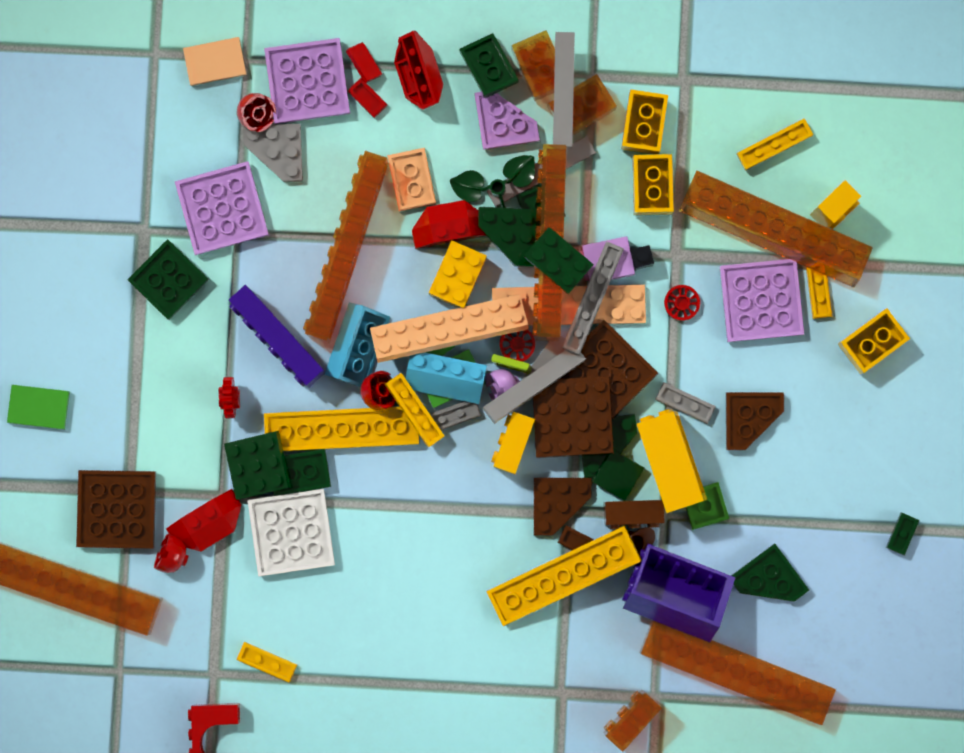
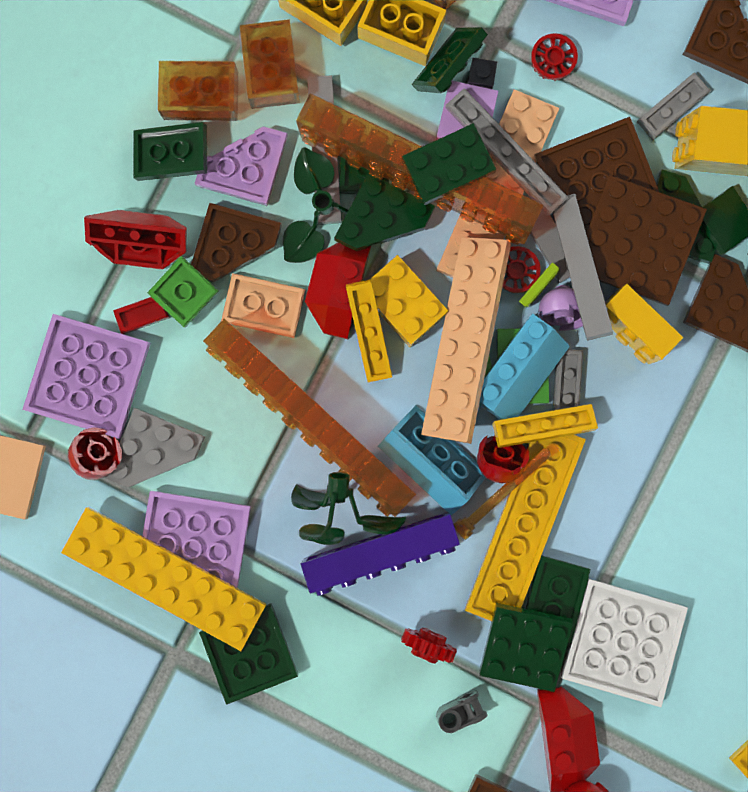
camera: 65 degrees left, 0 degrees up
(193, 198) = (164, 578): none -> yellow plate
(194, 442) = (463, 713): none -> dark grey piece
(303, 287) = (337, 492): none -> dark green plant
(321, 388) = (465, 526): none -> clear orange piece
(363, 62) = (96, 298): red tile -> none
(395, 120) = (183, 291): none -> bright green tile
(425, 260) = (369, 330): none -> yellow plate
(445, 136) = (232, 240): none -> reddish brown plate
(563, 88) = (238, 70): light grey tile -> none
(641, 229) = (450, 60): none -> dark green plate

